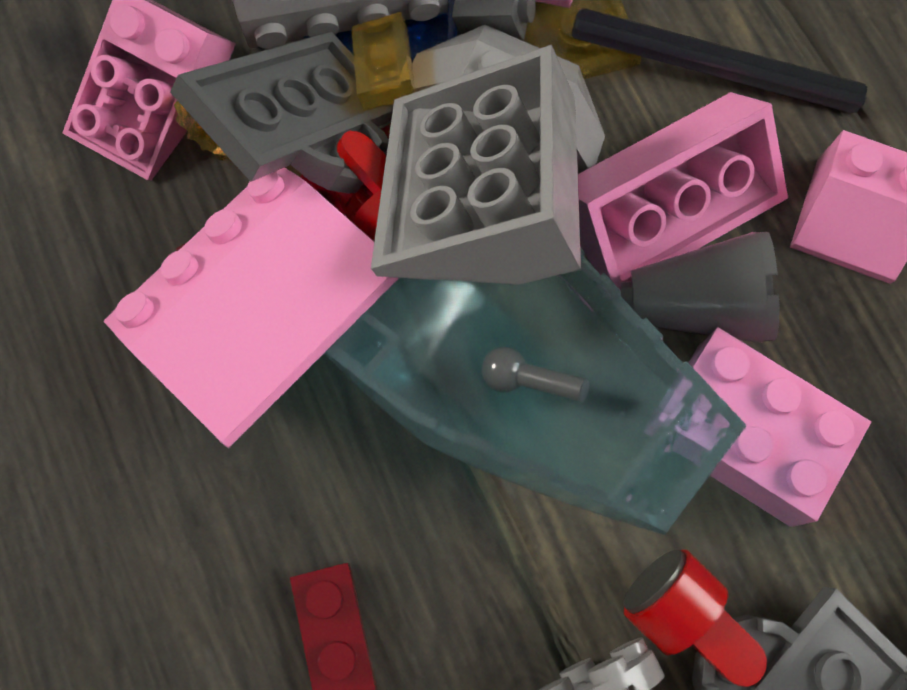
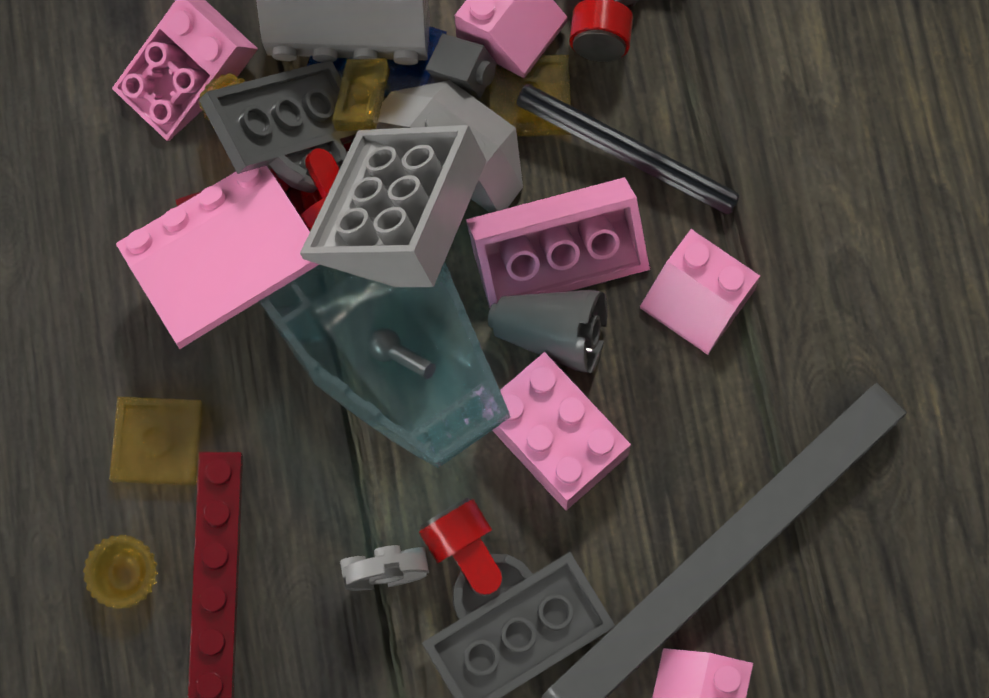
camera: 20 degrees right, 0 degrees up
(226, 576) = (156, 441): none -> clear yellow tile

